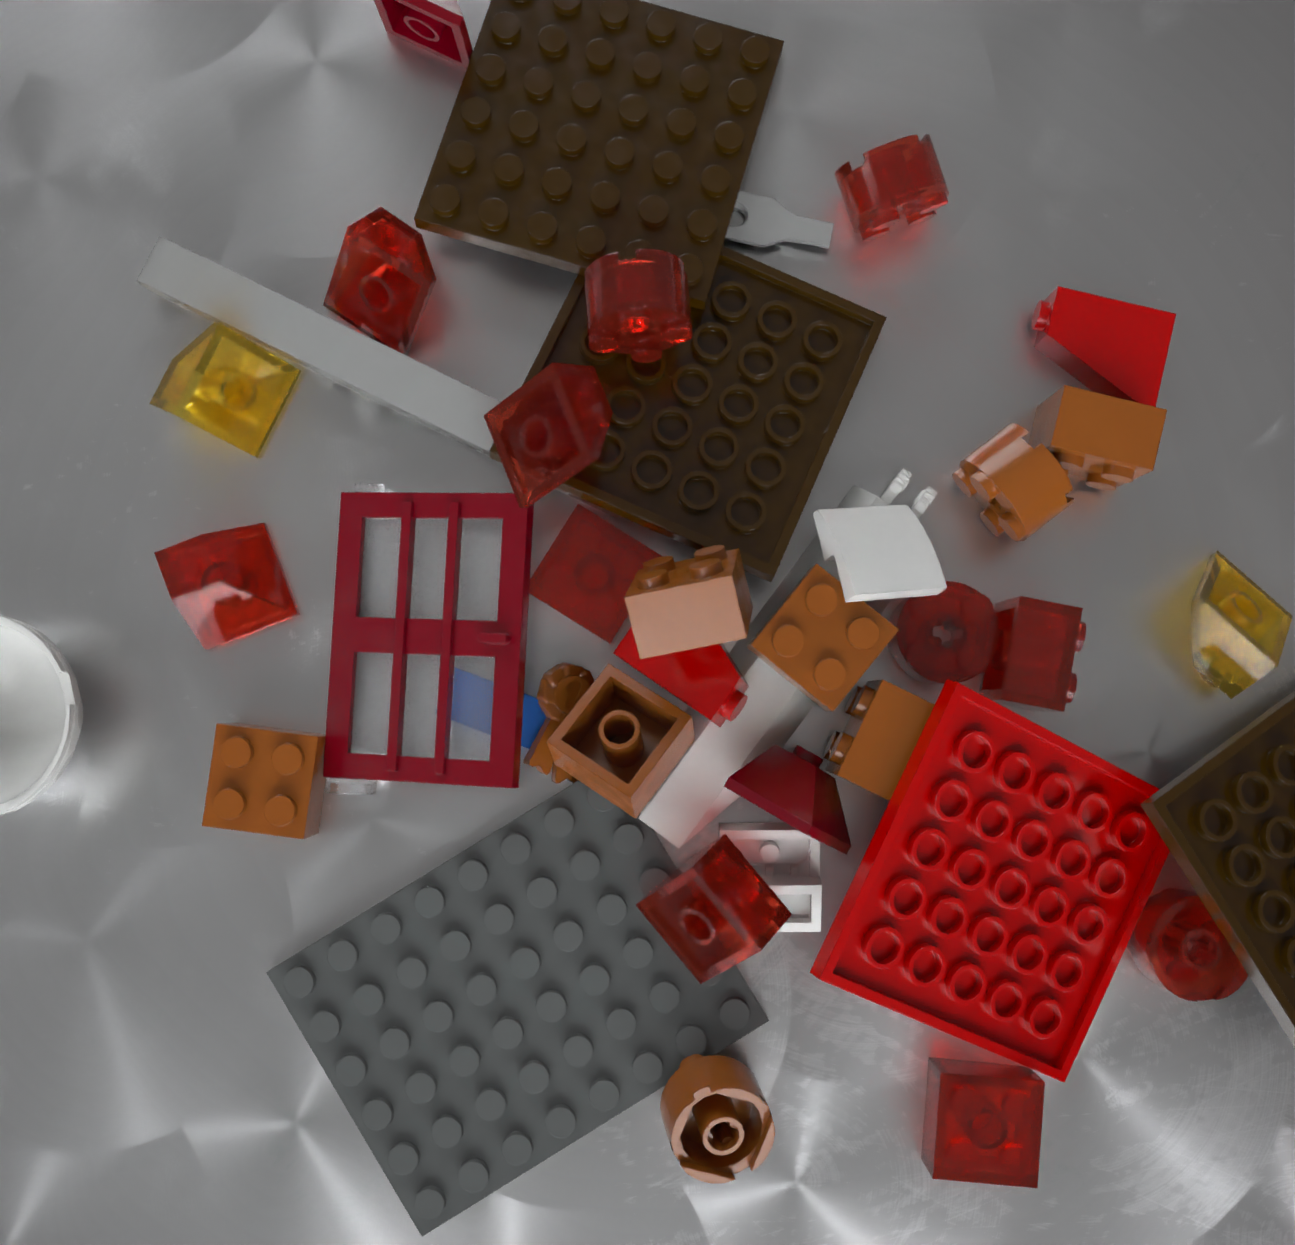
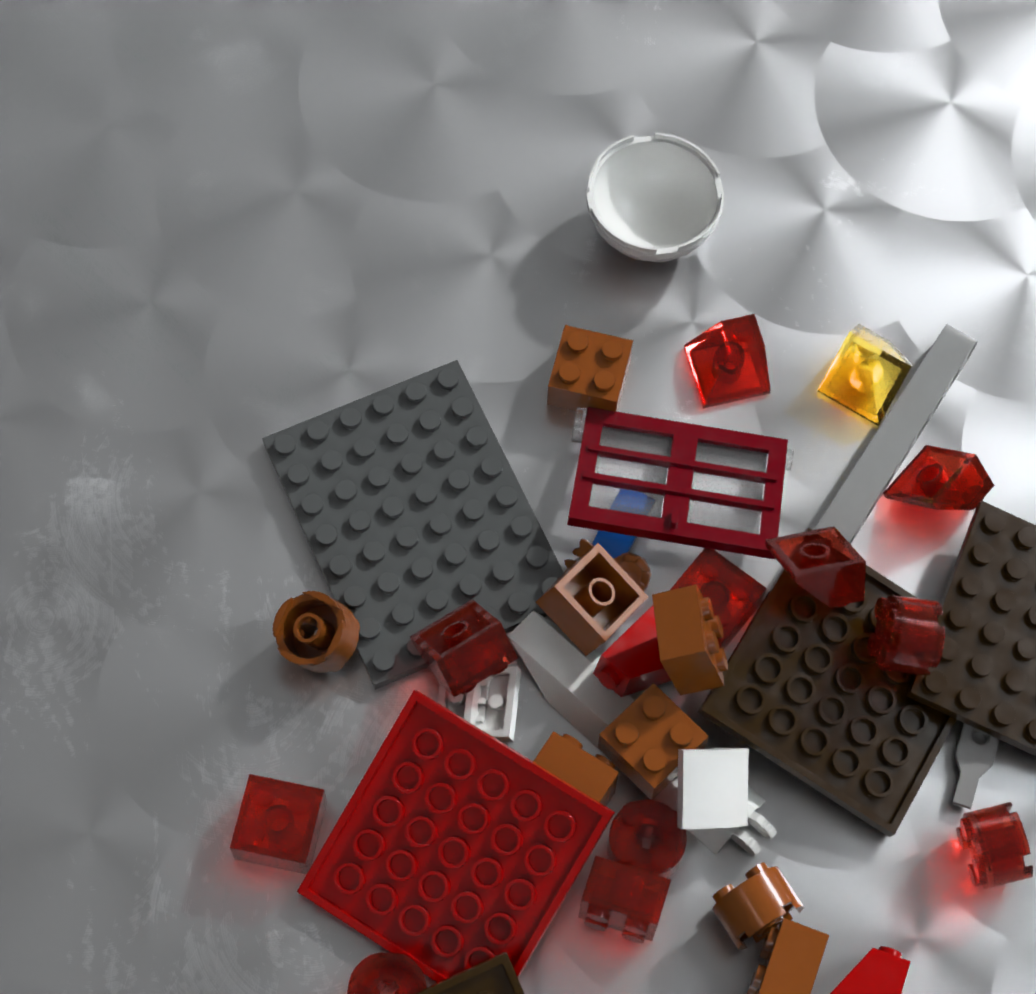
camera: 90 degrees right, 20 degrees down
(795, 792) = (538, 710): dark red slope -> none

